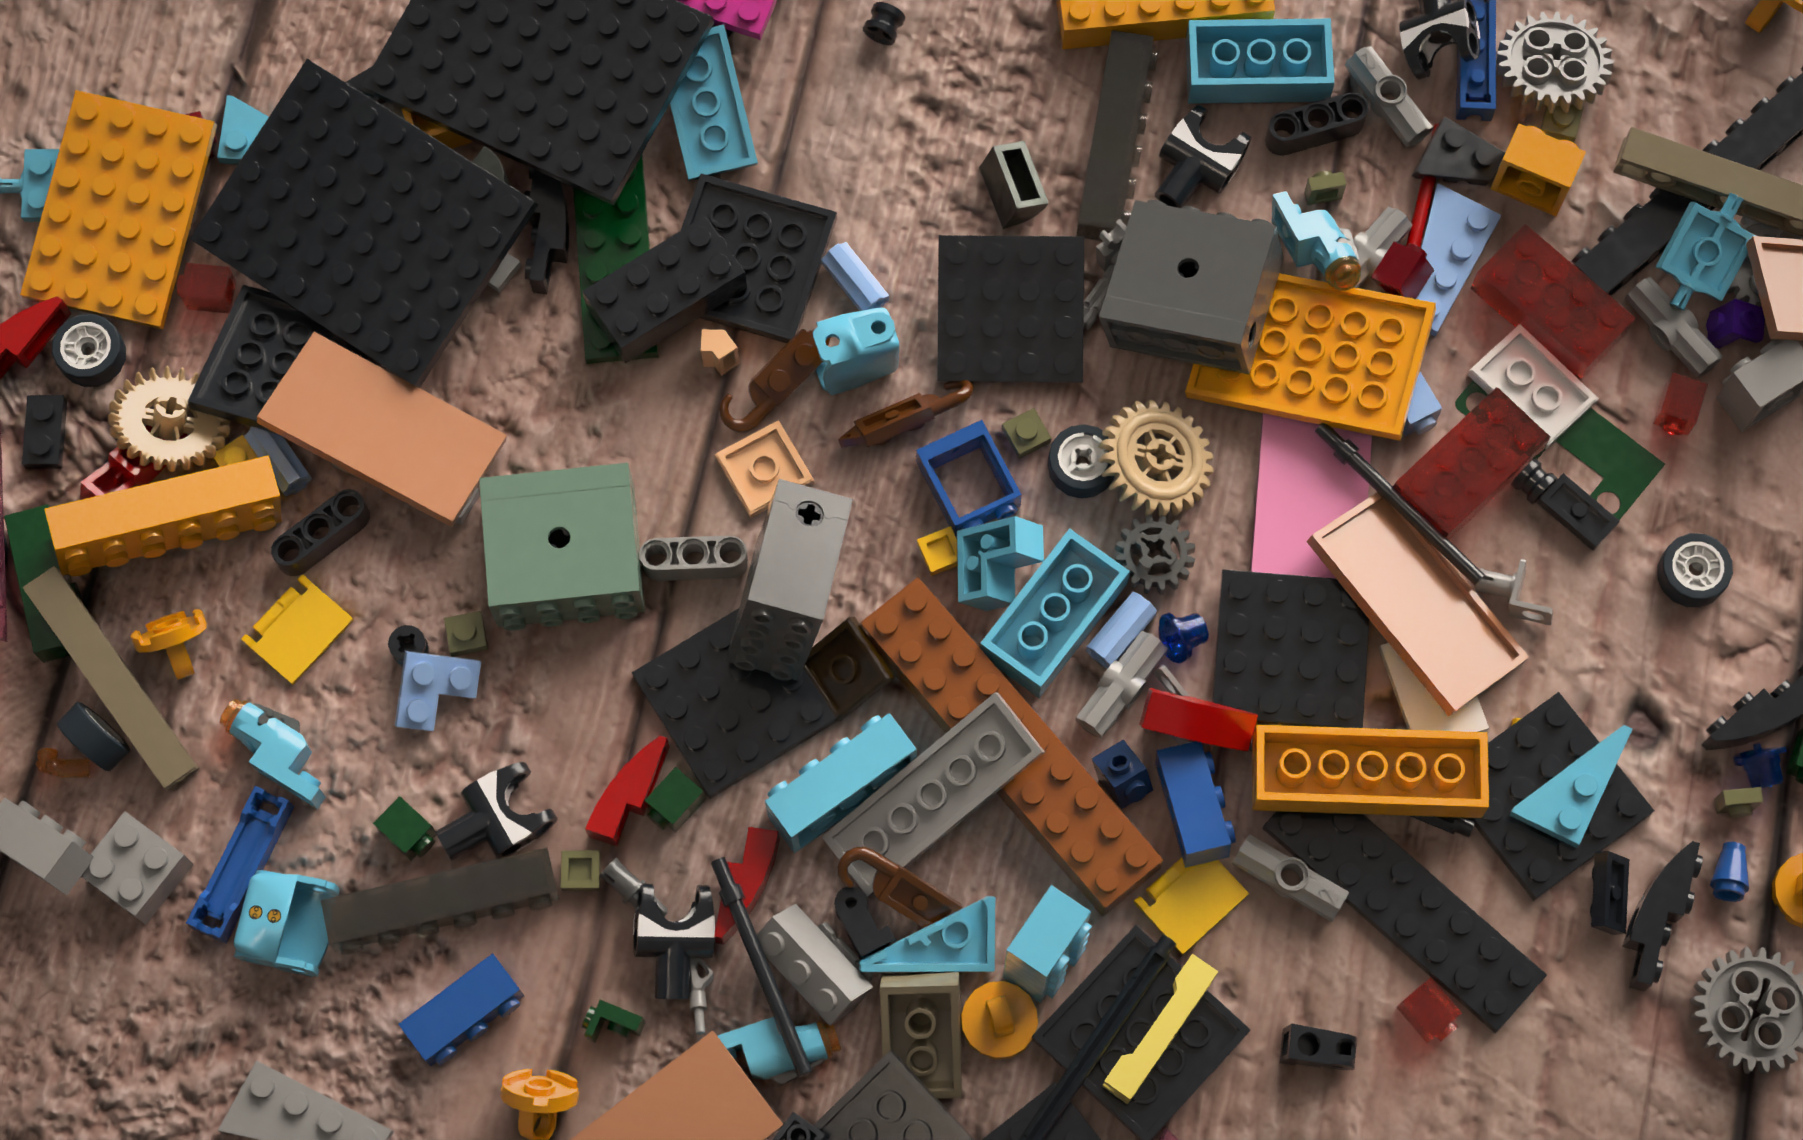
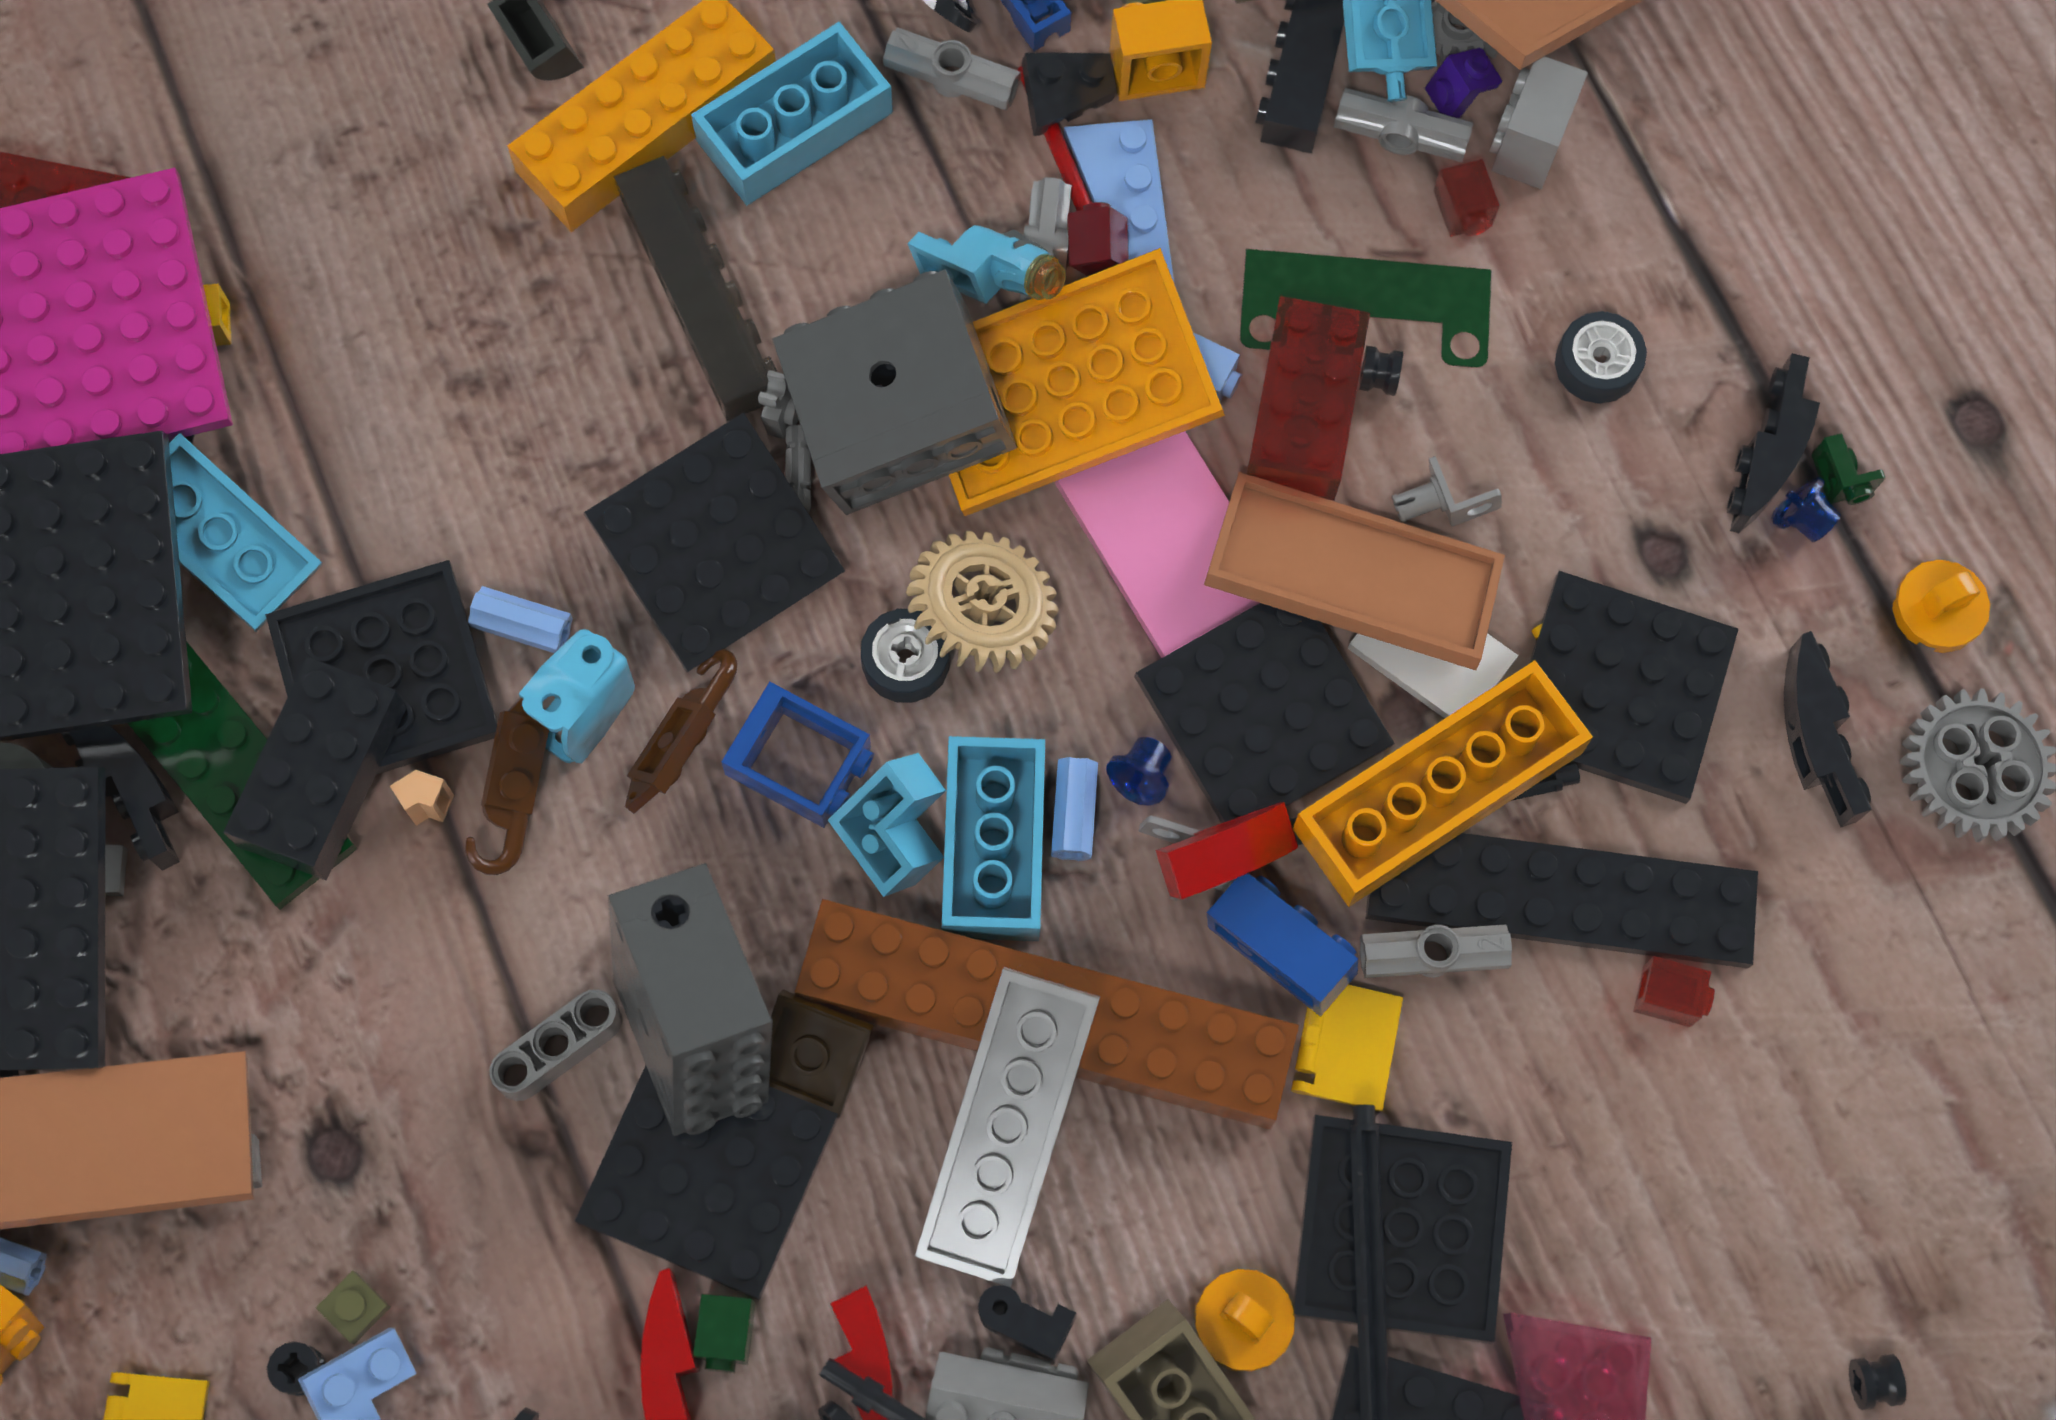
camera: 40 degrees left, 0 degrees up
(326, 515) = (105, 1336): black beam -> none
(561, 546) = (345, 1122): sand green gear -> none
(758, 464) = (563, 893): light nougat tile -> none
(839, 782) = (897, 1181): medium azure brick -> none
(884, 23) = (357, 323): black wheel -> none
(900, 888) = (1054, 1253): reddish brown plate -> none
(939, 550) = (821, 854): yellow plate -> none
(950, 945) = (1138, 1276): medium azure wing -> none
(1013, 183) = (621, 407): pearl dark grey brick -> none
(1026, 433) = (823, 665): olive plate -> none
(1046, 944) = (1253, 1205): medium azure brick -> none
(1121, 684) = (1116, 866): light grey piece -> none
(1122, 774) = (1188, 963): dark blue brick -> none
(1134, 1068) = (1423, 1145): light yellow piece -> none
(1166, 563) = (1070, 702): dark grey gear -> none
(1197, 160) = (800, 259): black connector -> none
(1317, 1047) = (1590, 1112): black leg -> none
(1325, 187) = (953, 203): olive plate -> none
(1327, 112) = (900, 124): black beam -> none
(1348, 453) = (1176, 464): black bar -> none
(1534, 382) = (1305, 267): white tile -> none
(1552, 301) = (1269, 176): clear red brick -> none
(1571, 797) = (1654, 671): medium azure wing -> none
(1578, 511) = (1446, 373): black plate -> none
(1610, 892) = (1765, 754): black plate -> none
(1731, 873) = (1856, 641): blue cone -> none
(1738, 801) = (1813, 563): olive plate -> none

